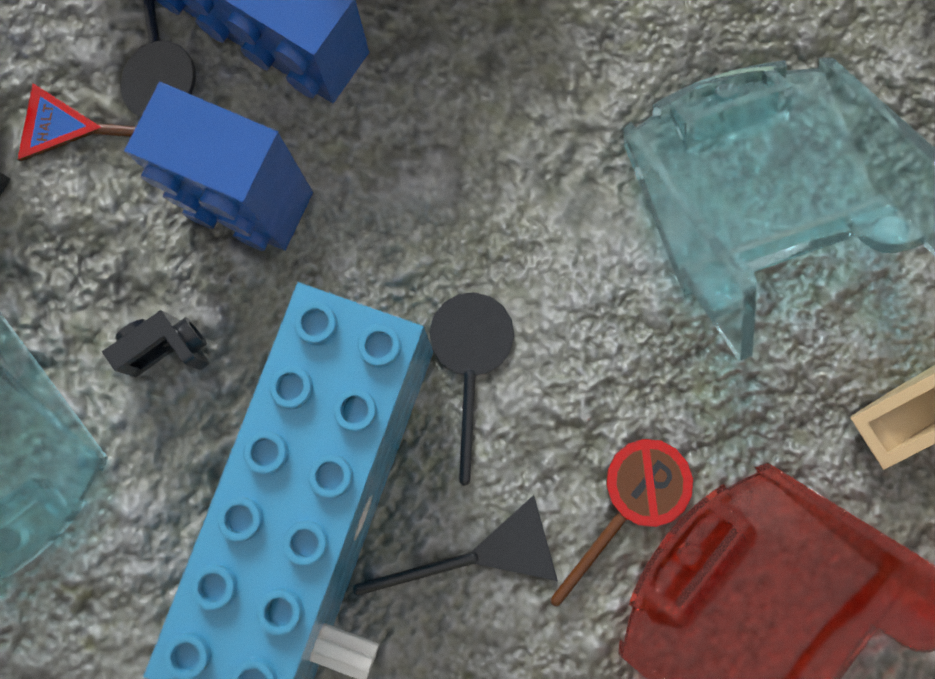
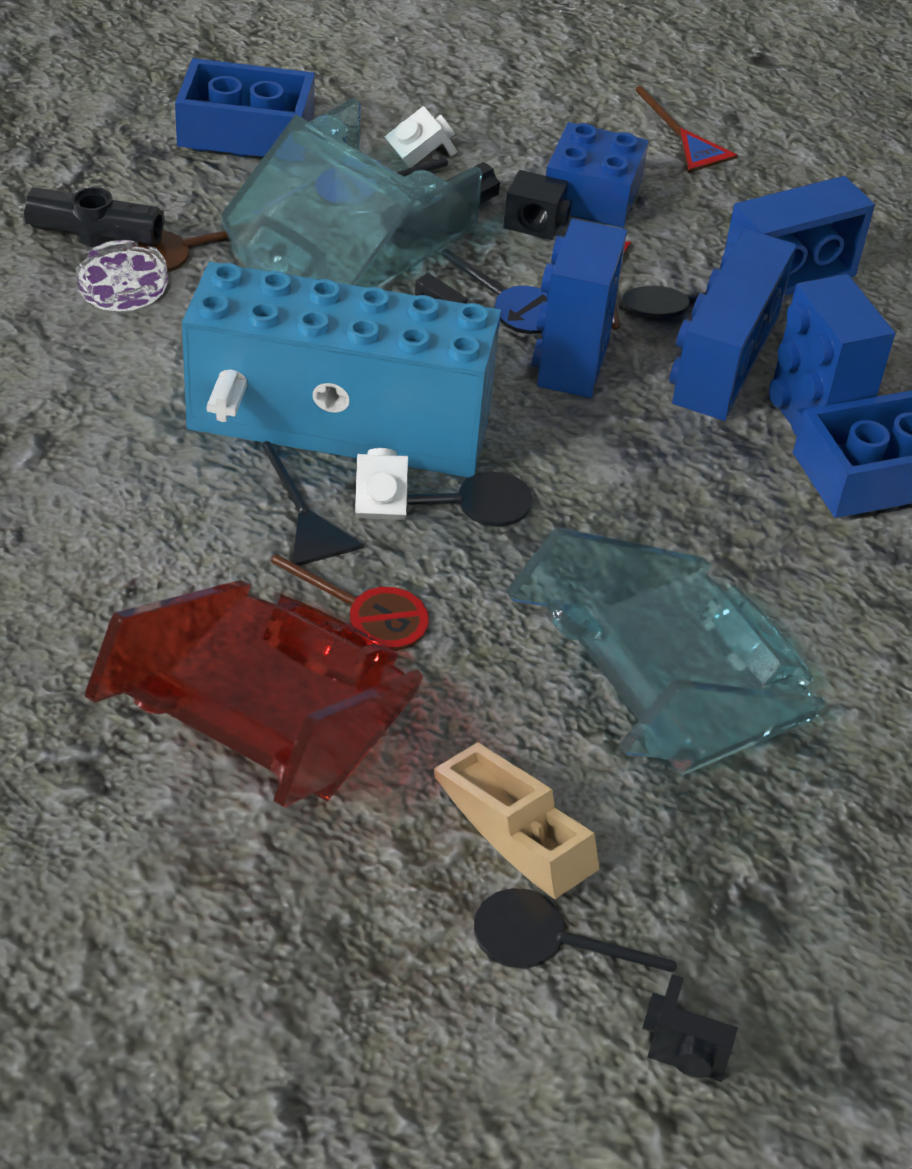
camera: 70 degrees right, 35 degrees down
(140, 236) = (517, 304): none -> piece
(455, 463) = (381, 485): none -> white bracket

